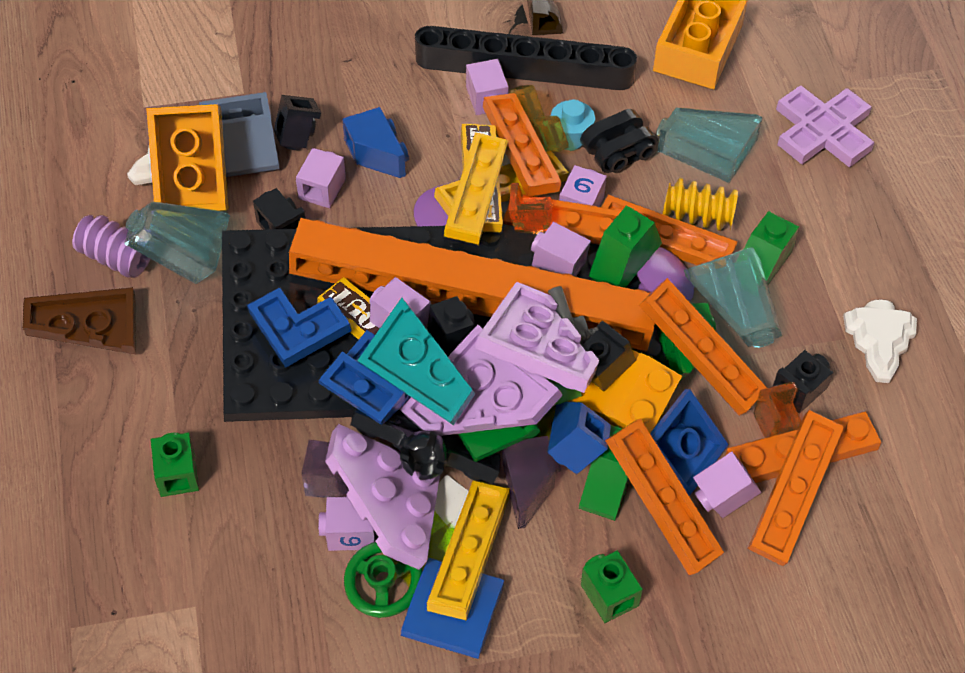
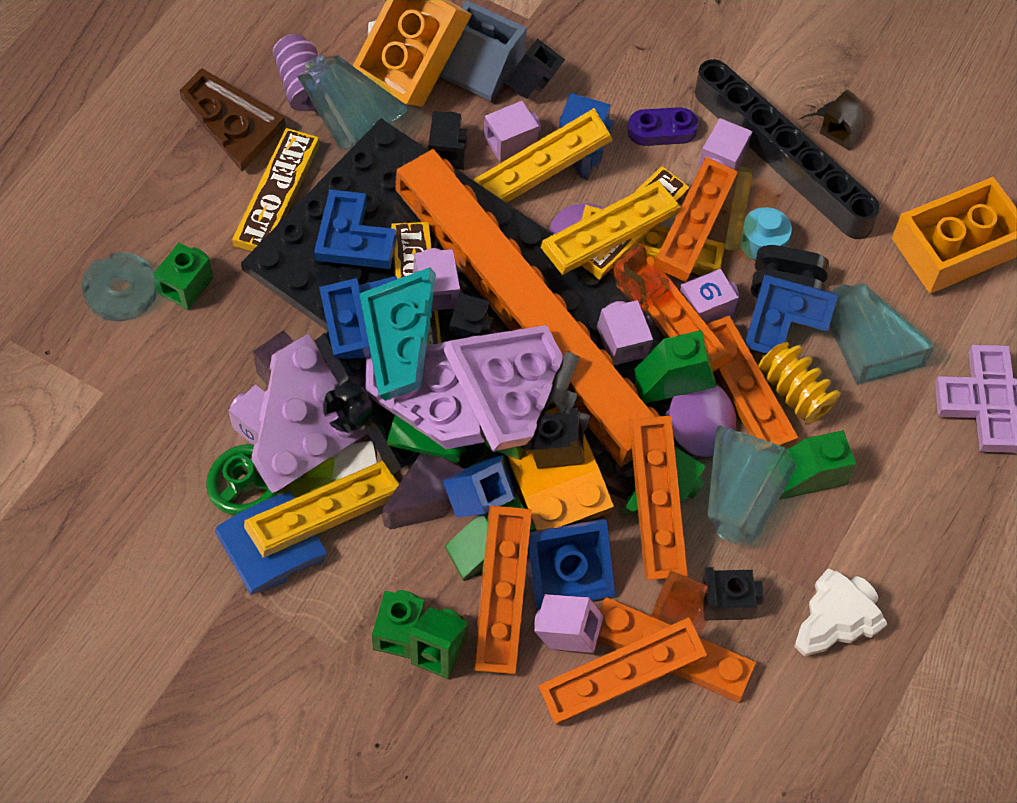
camera: 40 degrees right, 5 degrees up
(130, 533) = (126, 303): none -> clear light blue tile
(180, 350) = (276, 188): none -> tile
(372, 173) = (546, 157): none -> yellow tile
(427, 98) = (663, 126): none -> dark purple plate
(638, 163) = (784, 302): none -> blue plate
(658, 571) = (438, 641): none -> green slope

